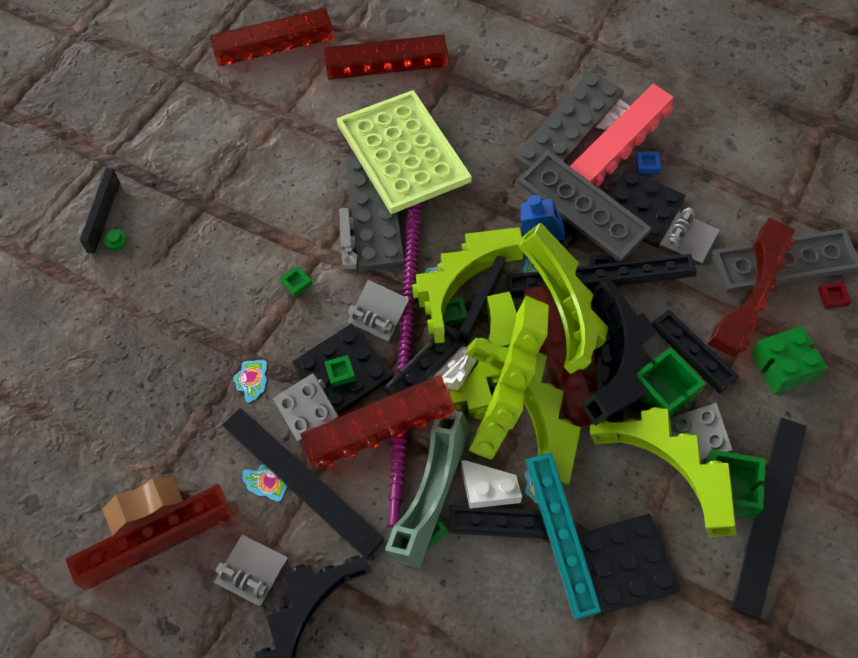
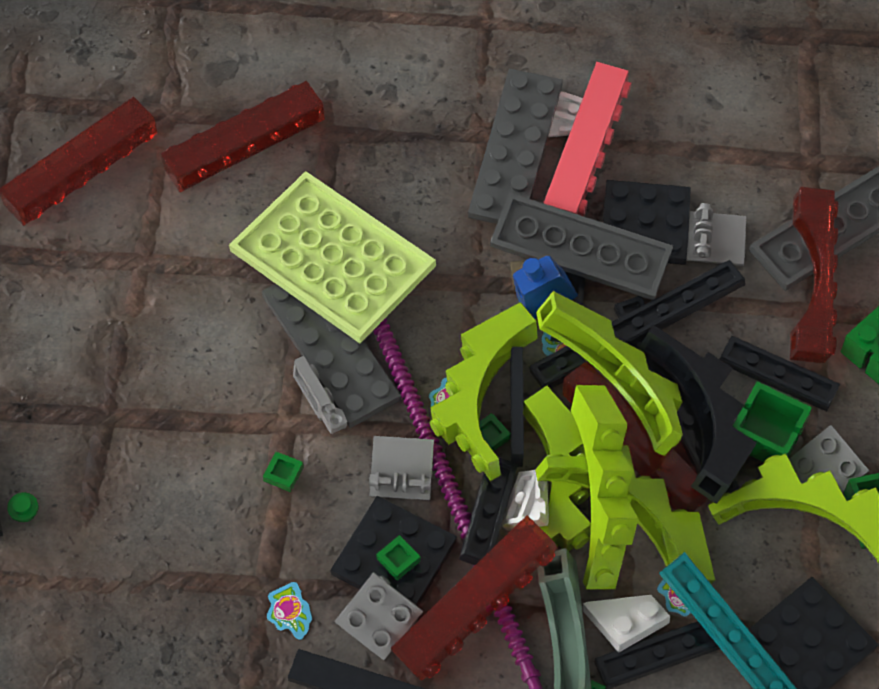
camera: 25 degrees left, 0 degrees up
(648, 162) = (629, 161): blue plate -> none

